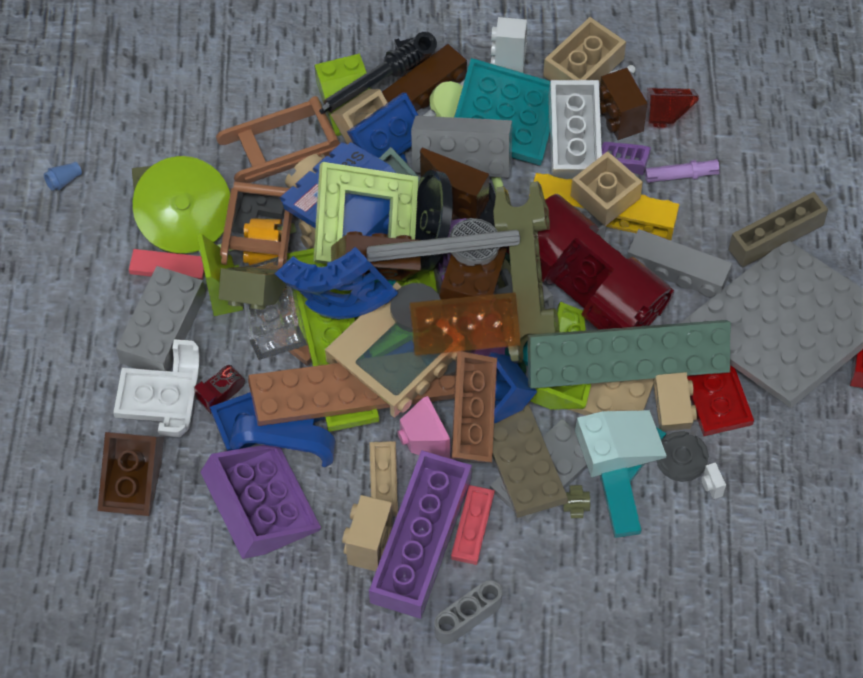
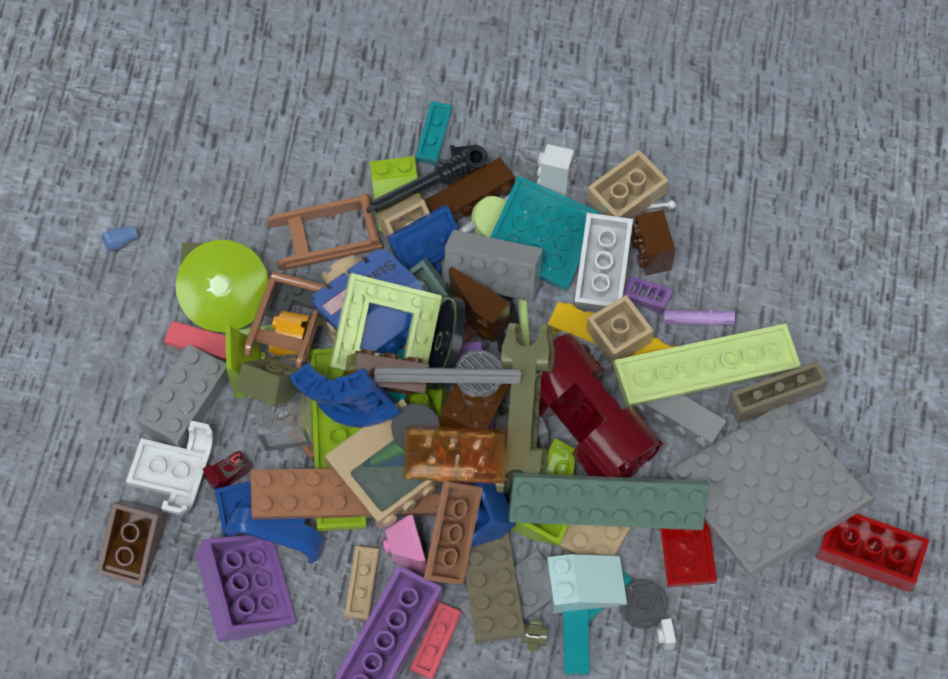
camera: 10 degrees right, 5 degrees up
(368, 532) = (335, 636): tan brick -> none
(373, 32) = (434, 133): none -> teal tile
(668, 104) = (700, 247): clear red slope -> none
(674, 402) = (644, 551): tan brick -> none
(699, 212) = (706, 365): none -> yellowish green plate

